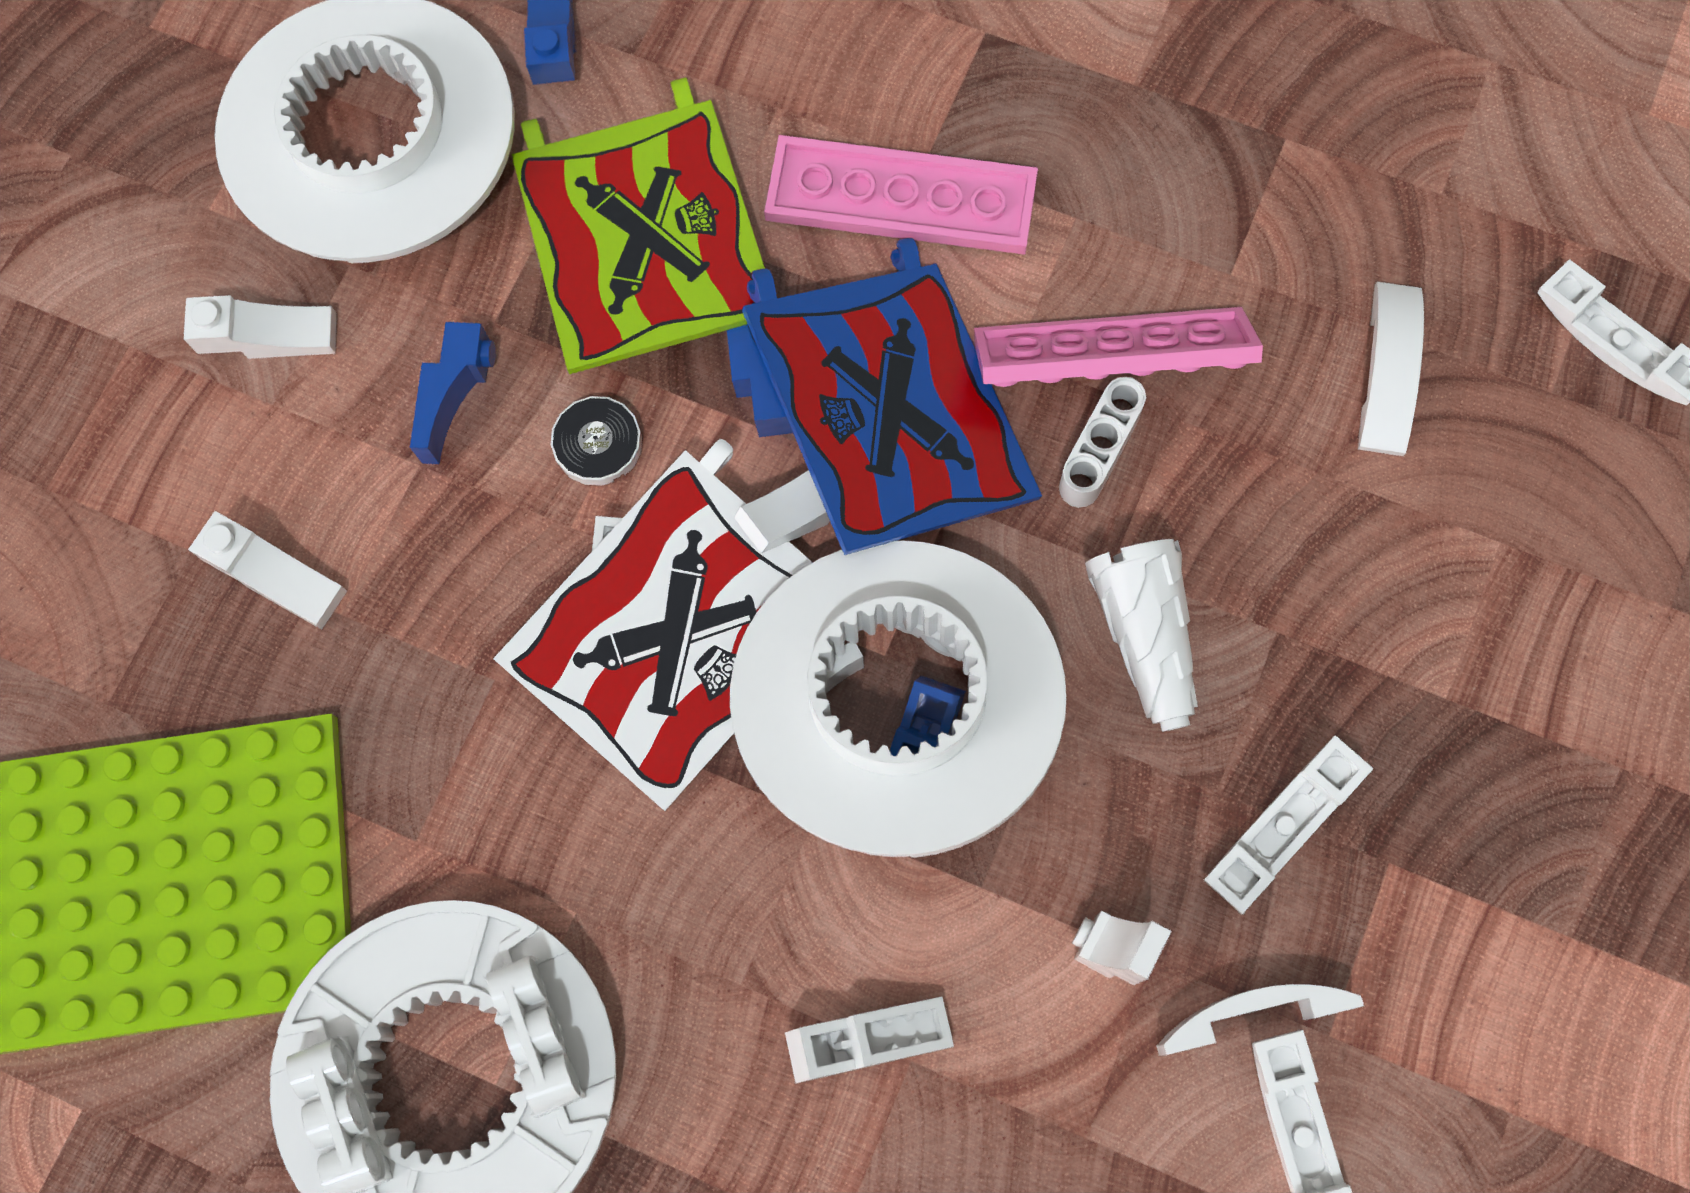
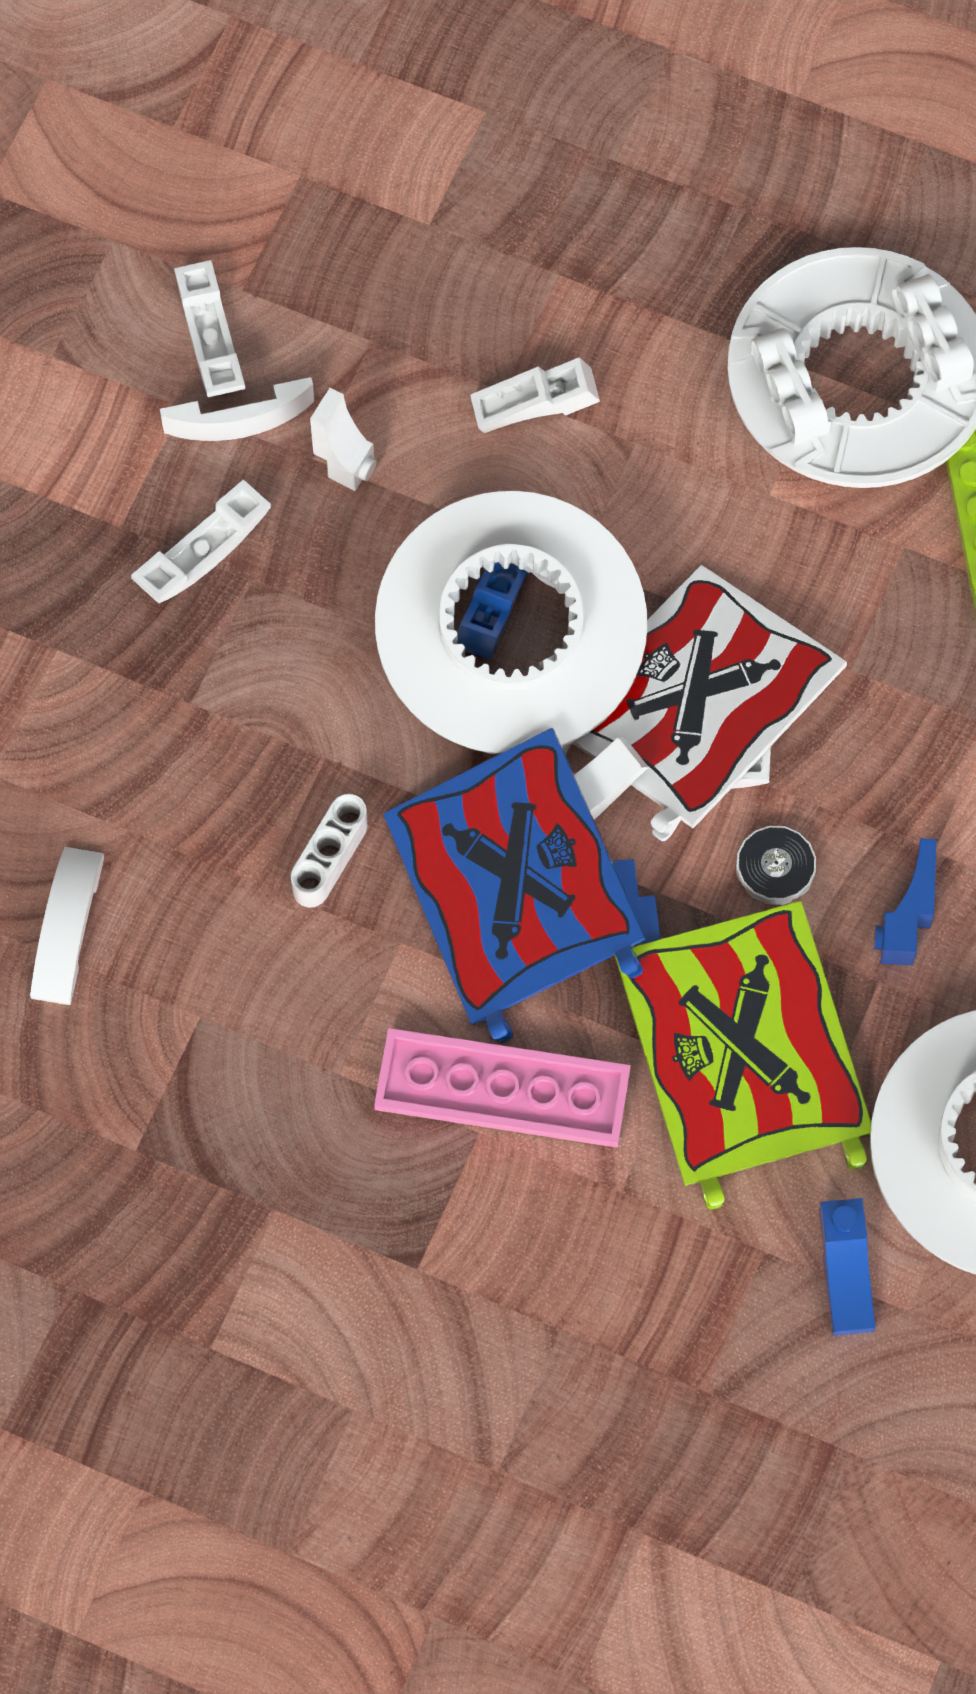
camera: 175 degrees right, 5 degrees down
(1116, 346) = (313, 927): bright pink plate -> none
(1149, 621) = (301, 700): white cone -> none

